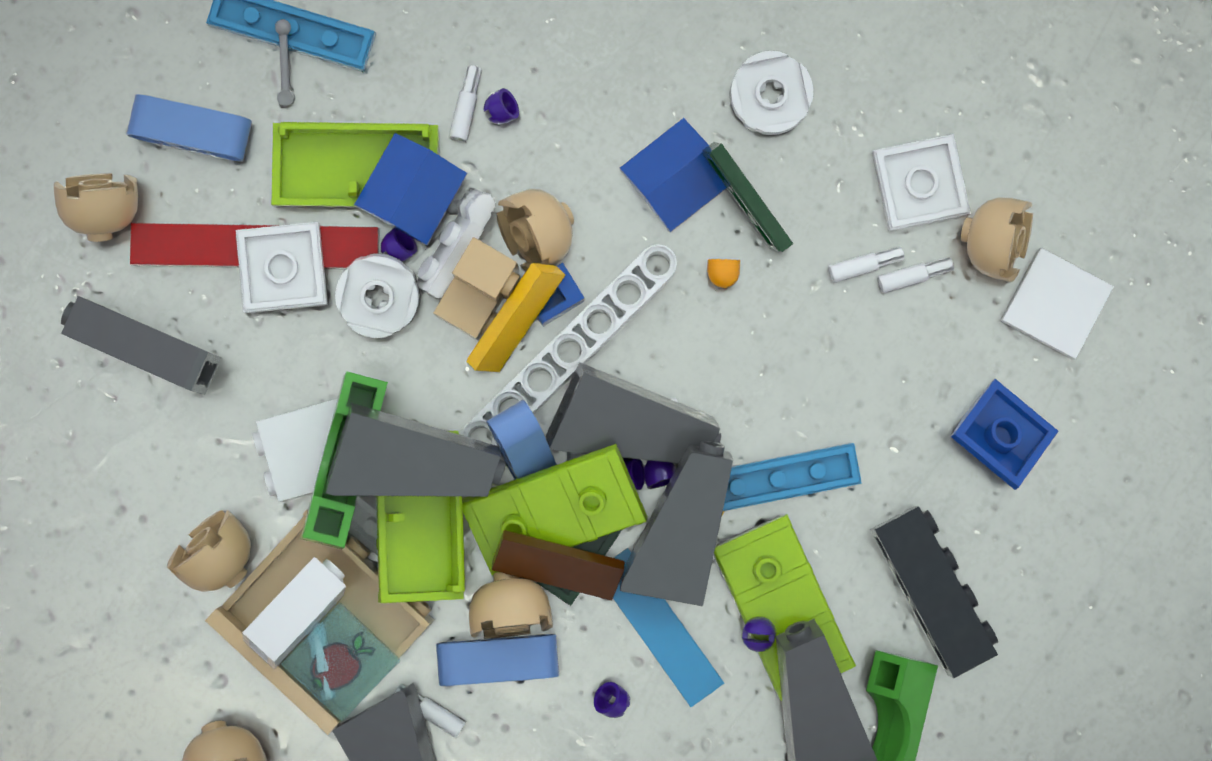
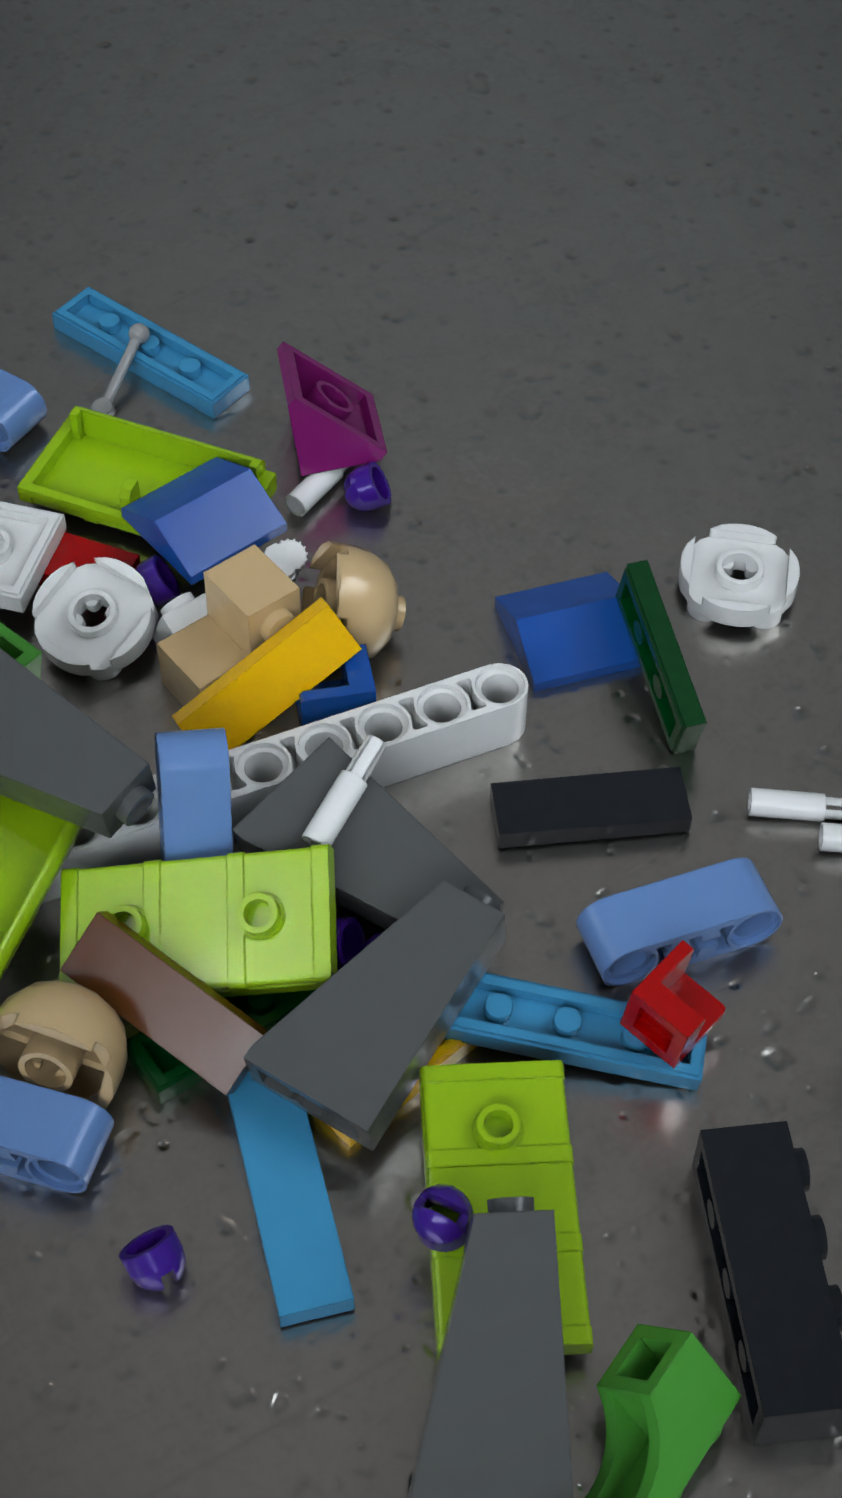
camera: 25 degrees right, 35 degrees down
(454, 60) = (329, 415): none -> magenta slope
(608, 408) = (344, 794): none -> white pin
(723, 271) = (592, 742): light orange hinge -> none
(737, 315) = (590, 807): none -> black tile
(818, 384) = (708, 908): none -> medium blue beam
(836, 454) = (671, 1009): none -> red panel

